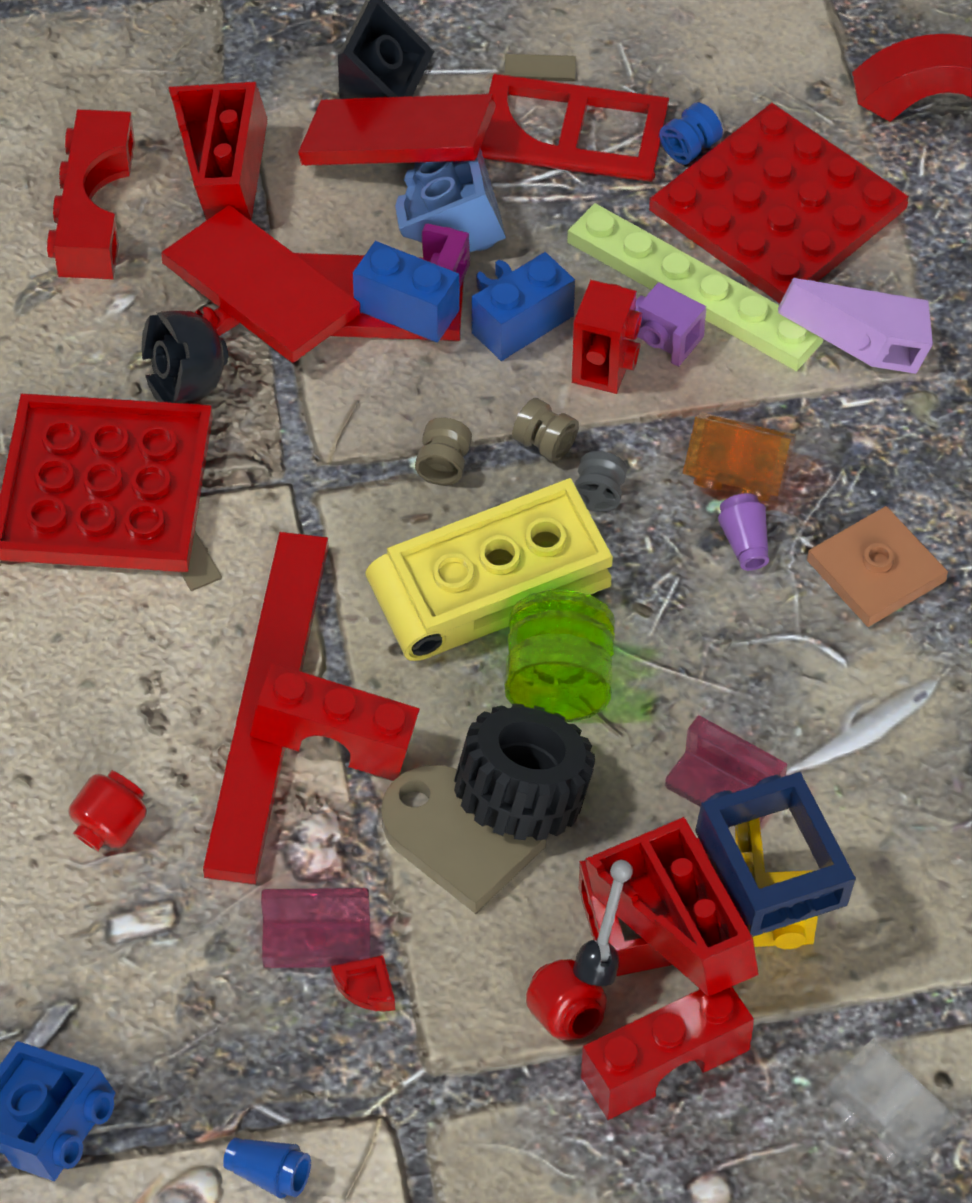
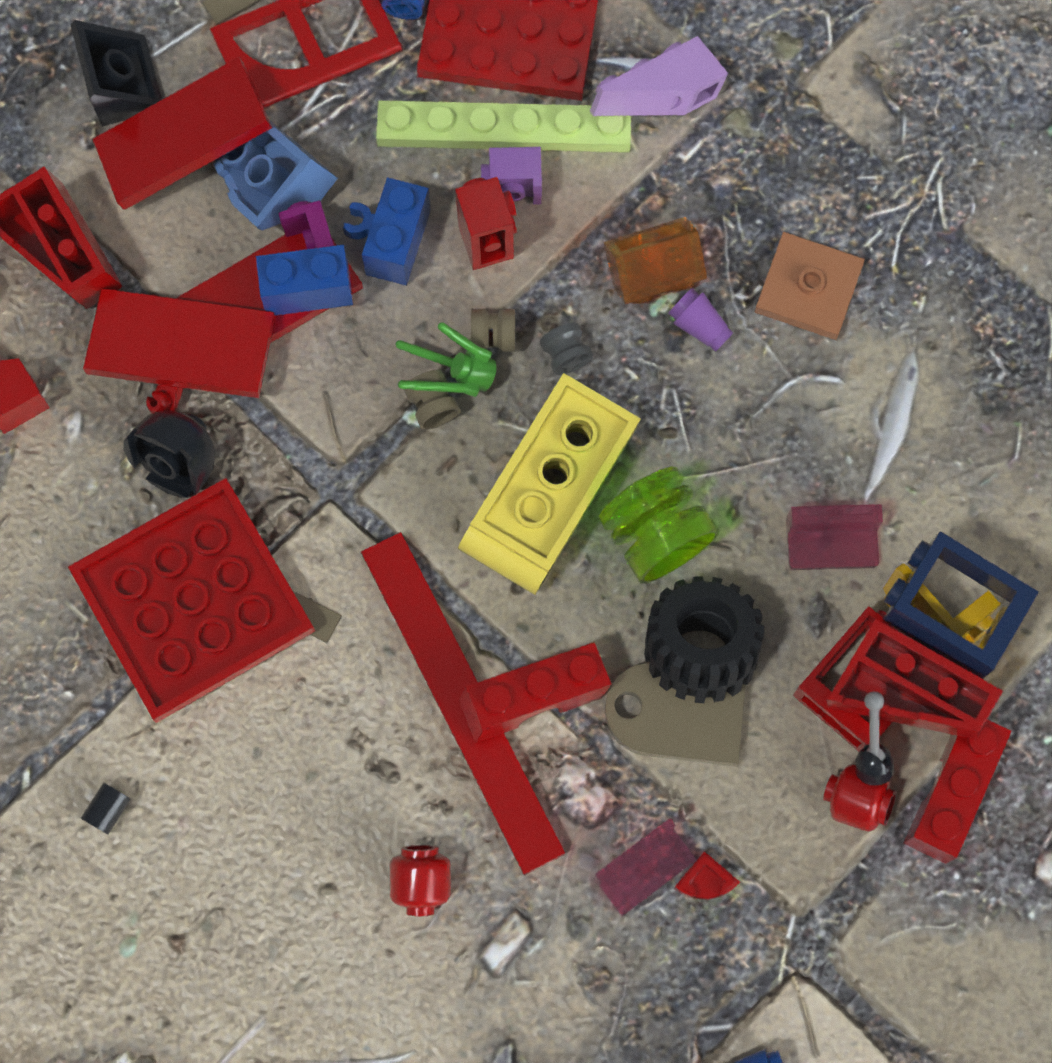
camera: 35 degrees left, 20 degrees up
(498, 446) = (472, 369): none -> bright green plant

